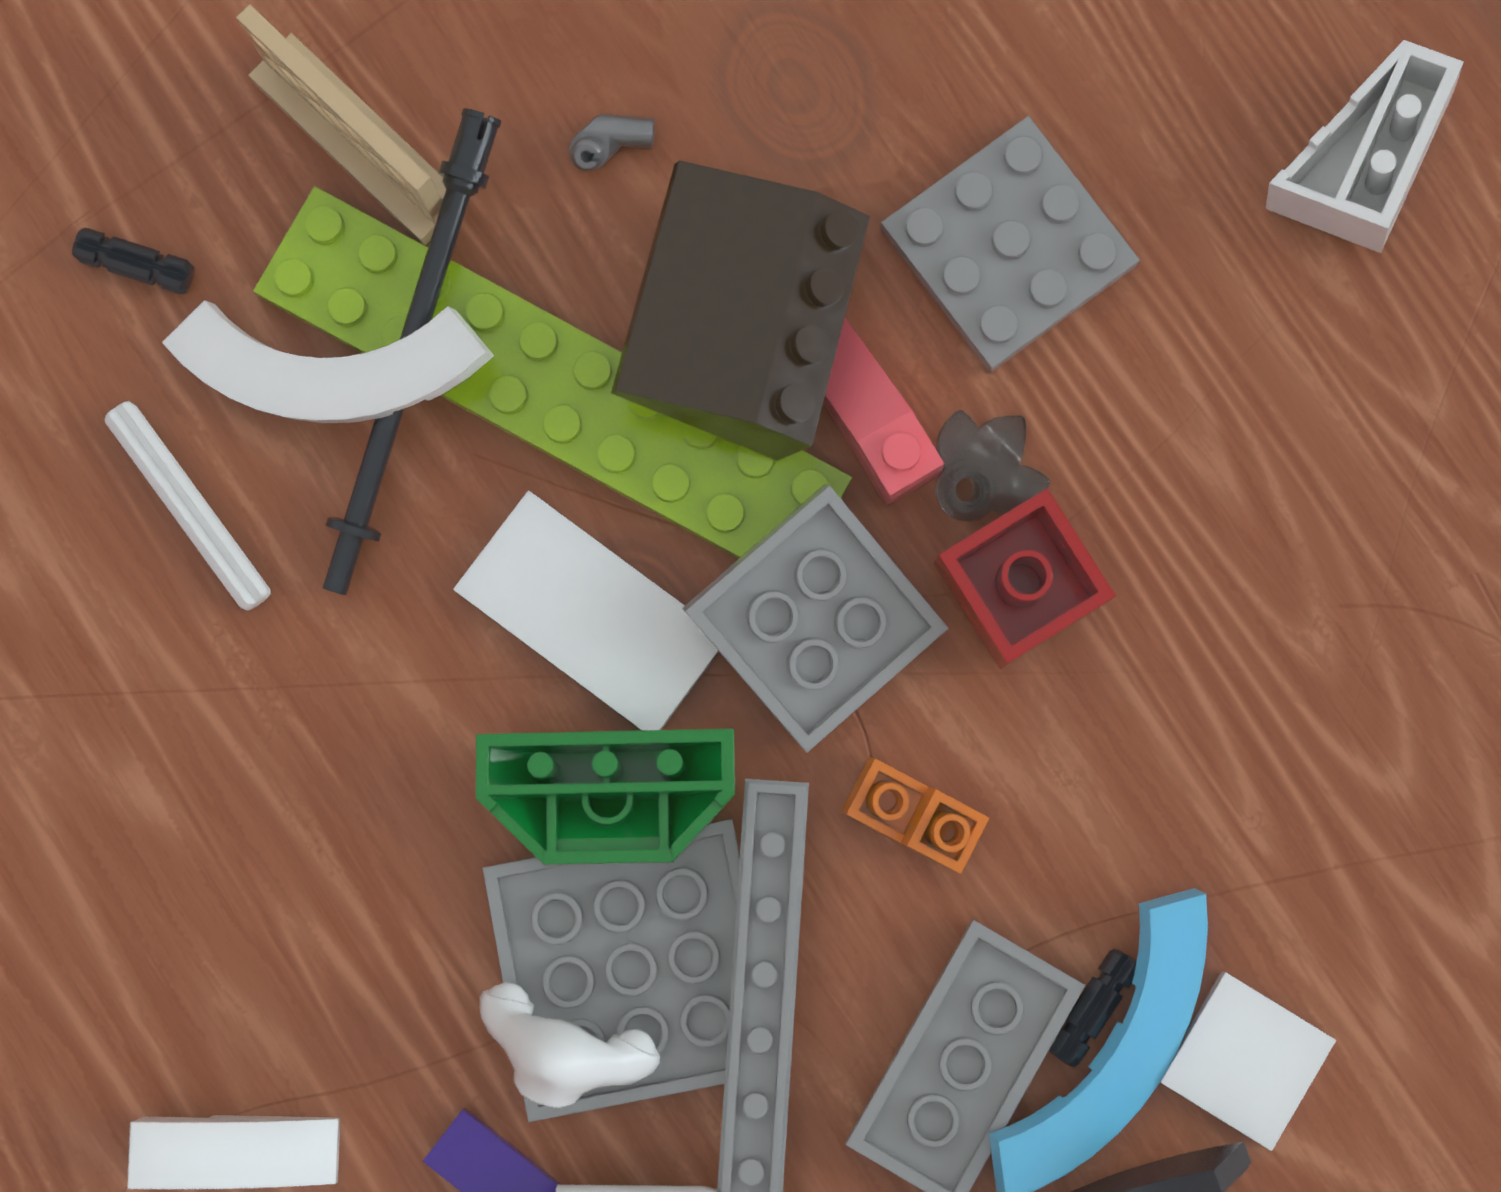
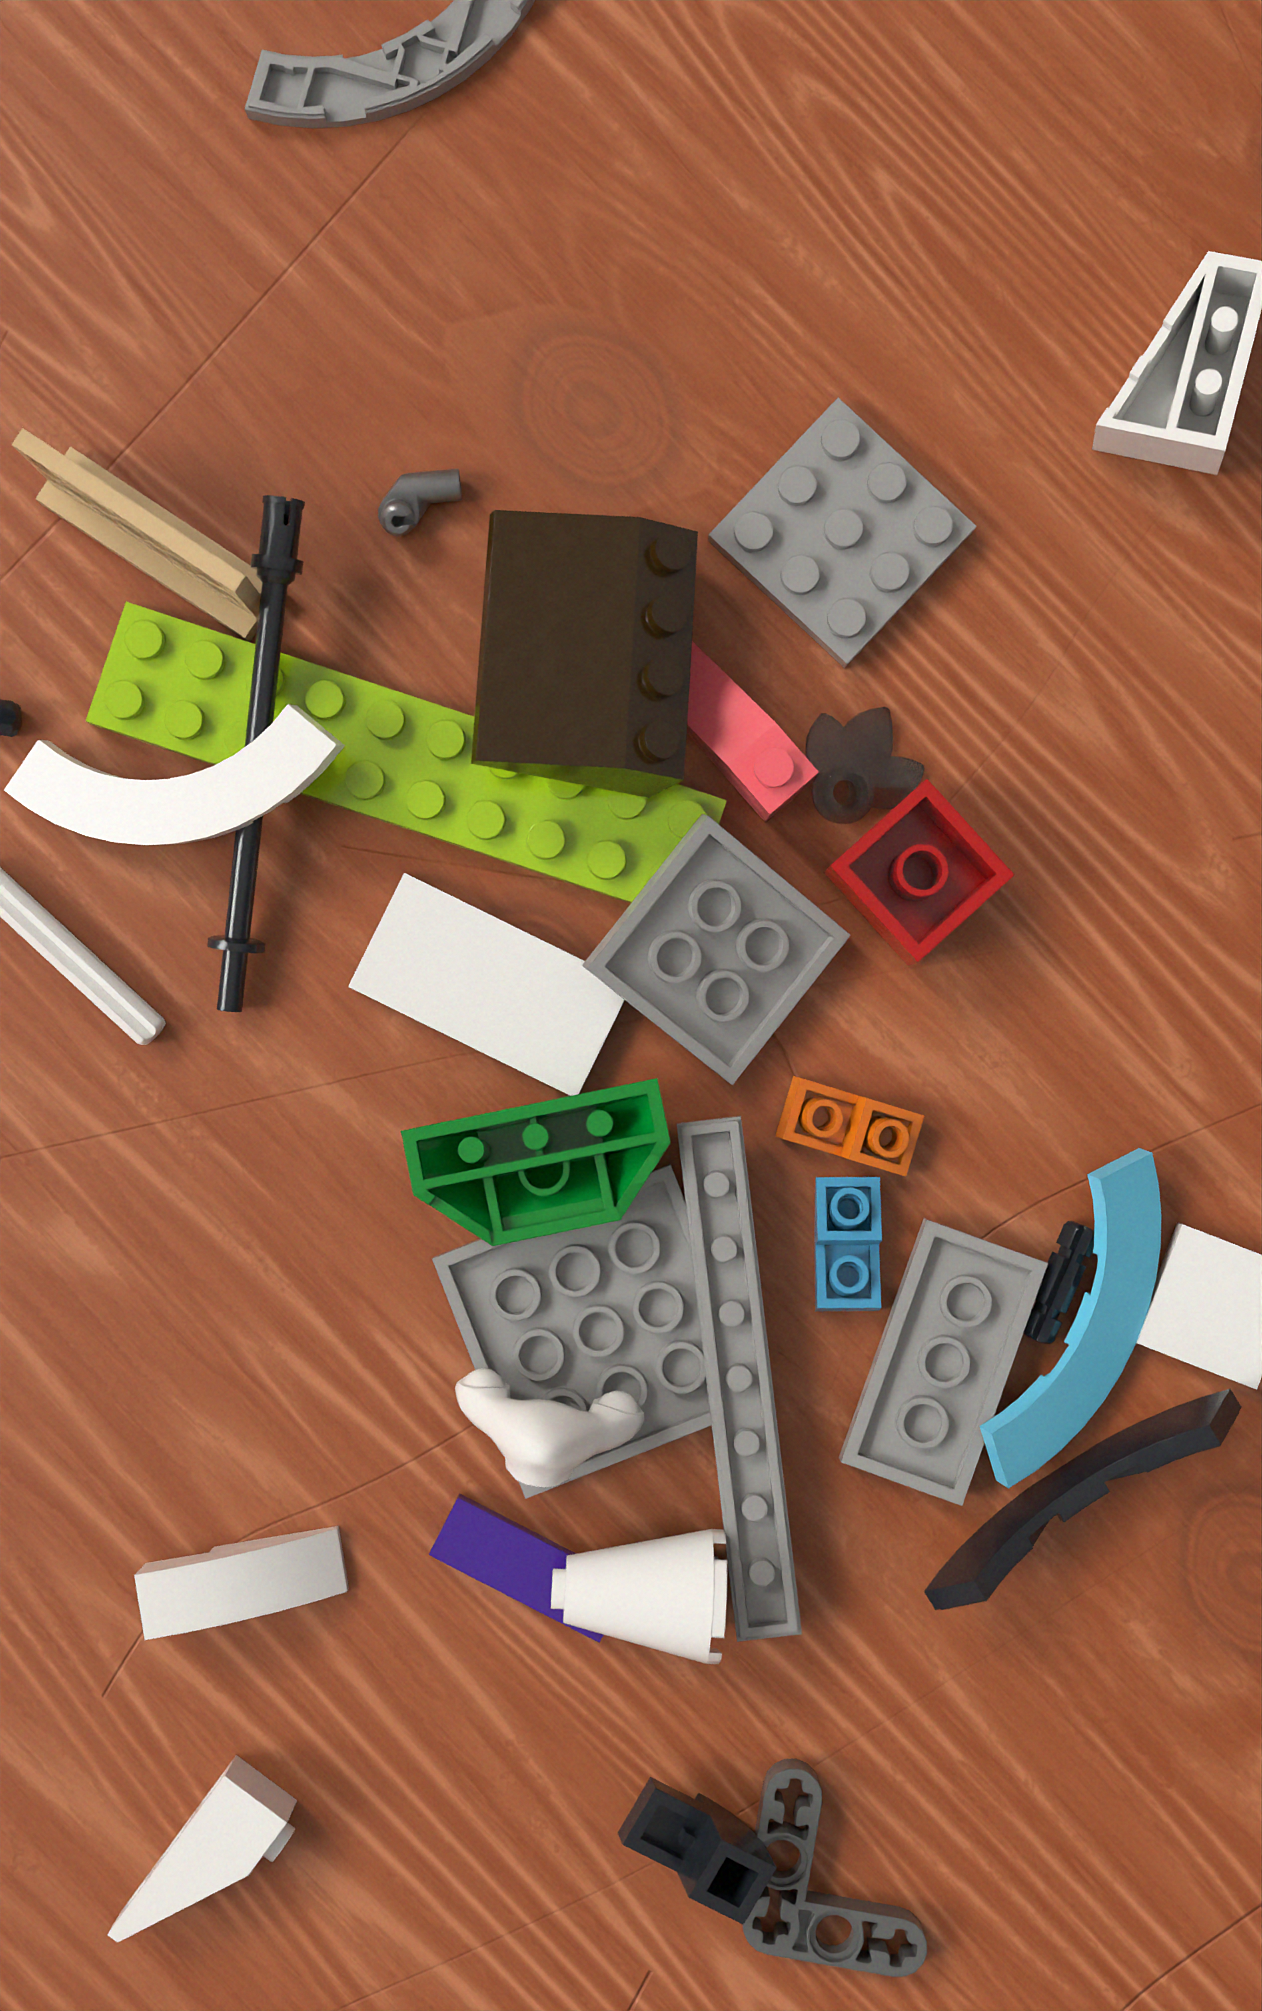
camera: 15 degrees left, 5 degrees up
(892, 931) = (847, 1243): none -> dark azure slope

